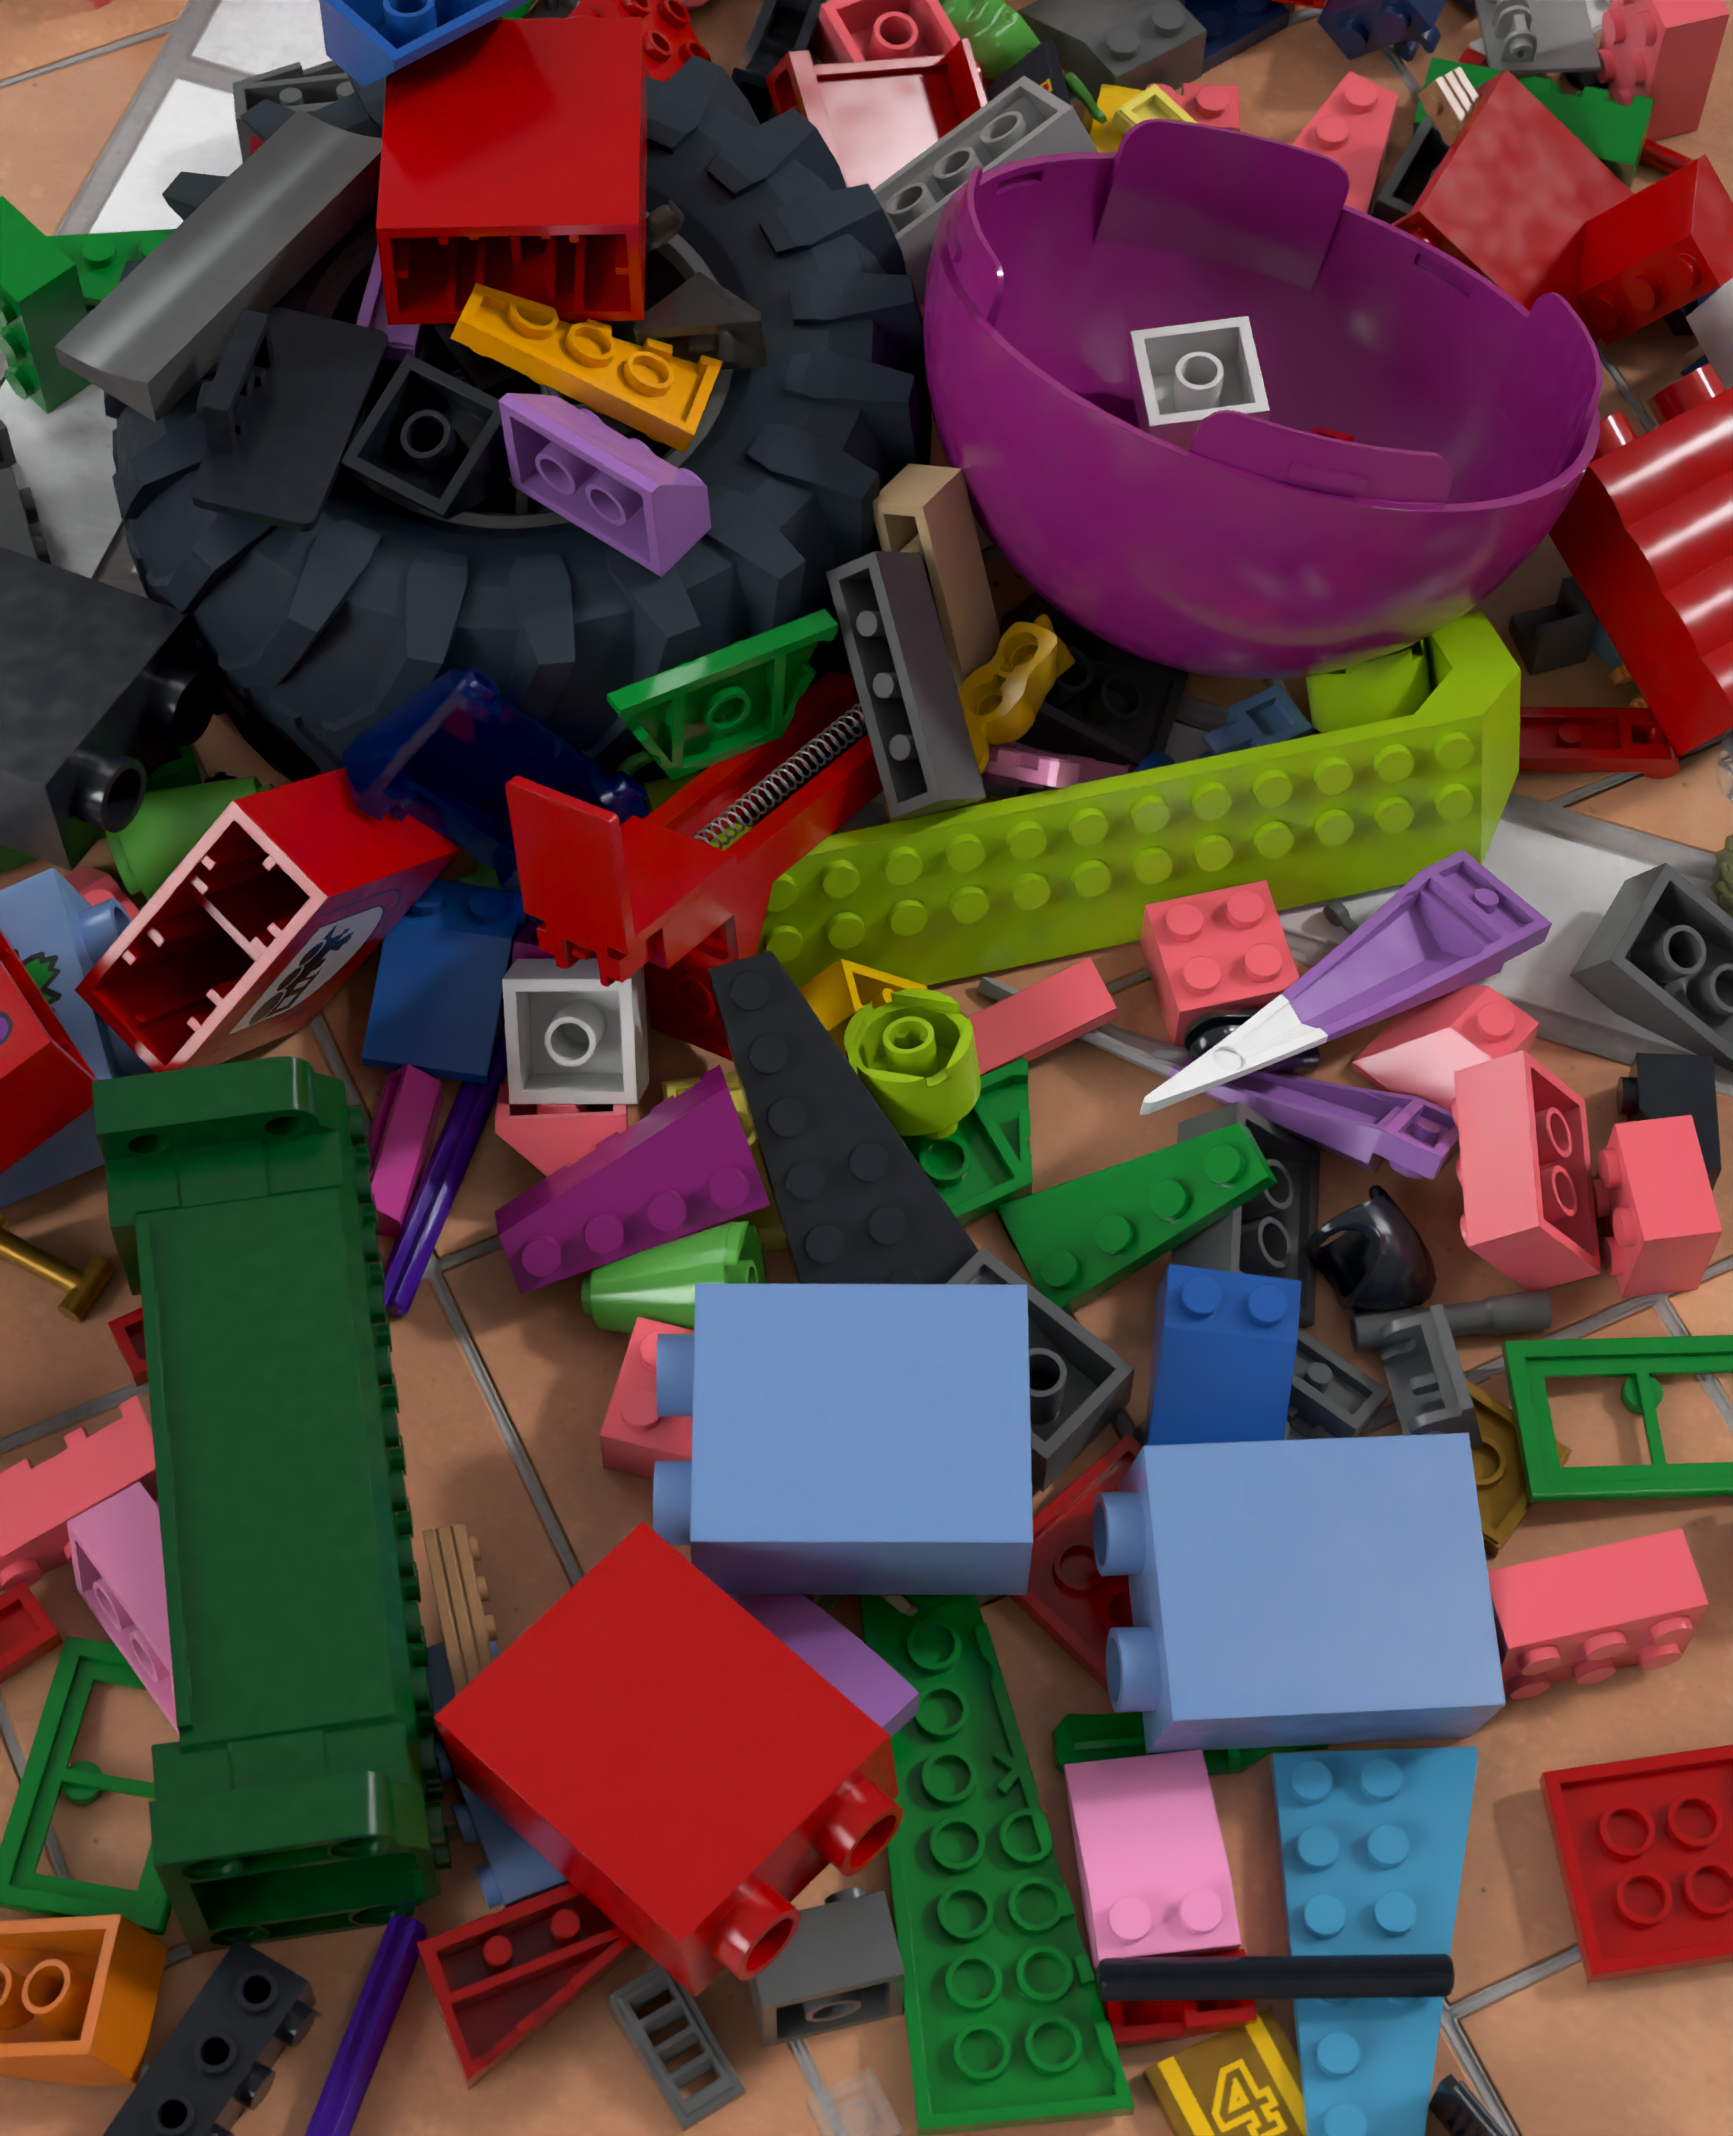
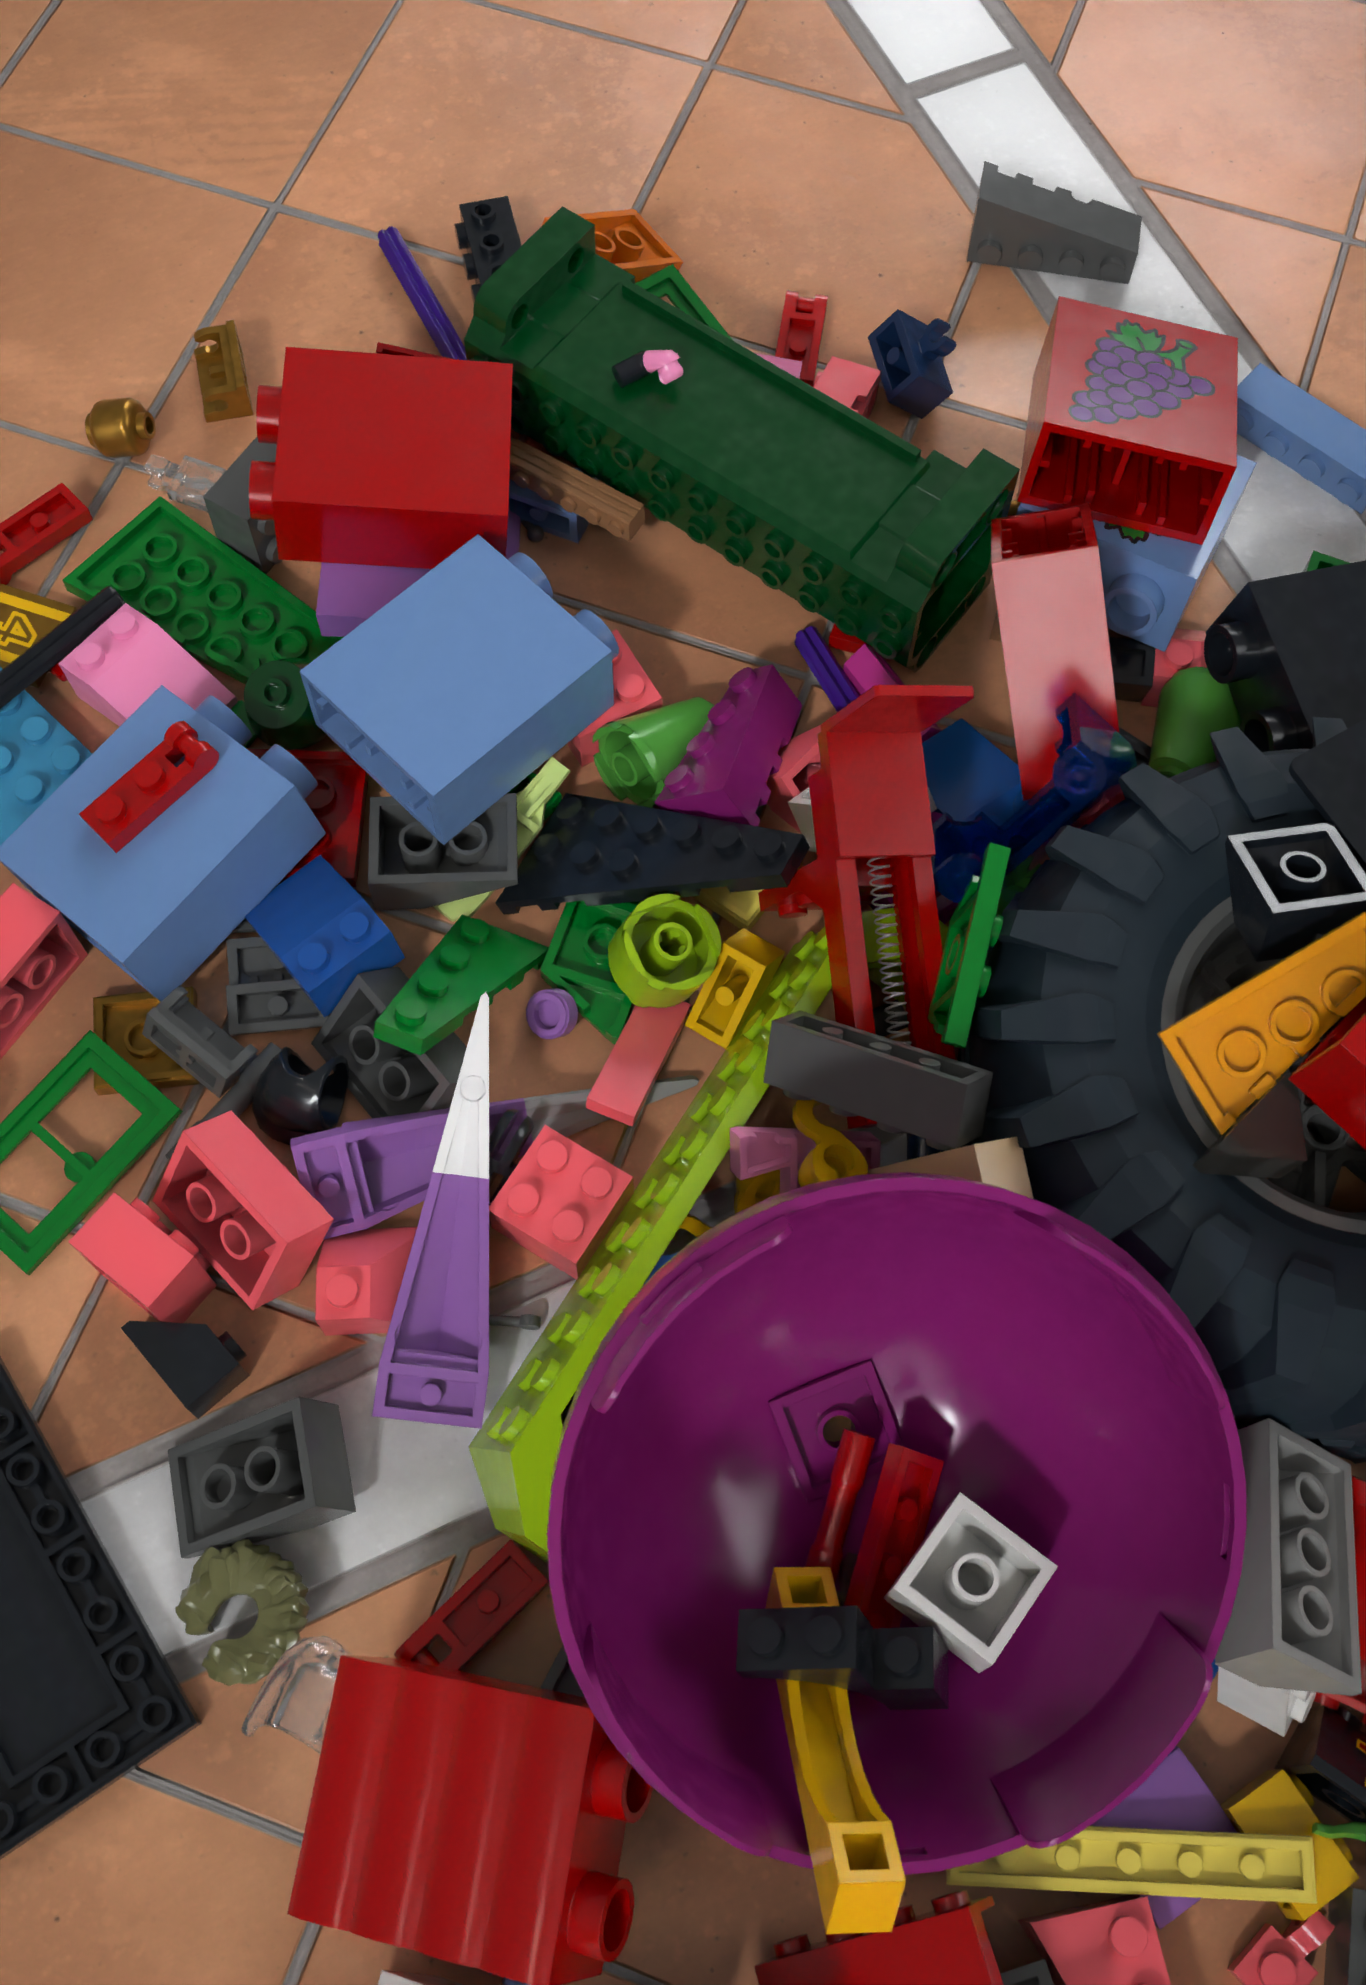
camera: 135 degrees right, 5 degrees up
(286, 1575) = (645, 363): none -> arm
(603, 480) = (1169, 933): medium lavender slope -> none
(1023, 1671) = (279, 705): none -> dark green cone
(1060, 1139) = (551, 1013): none -> medium lavender tile
(1291, 1589) = (150, 786): none -> red plate
(1352, 405) = (842, 1649): none -> black arch
(1475, 270) = (846, 1831): none -> yellow arch

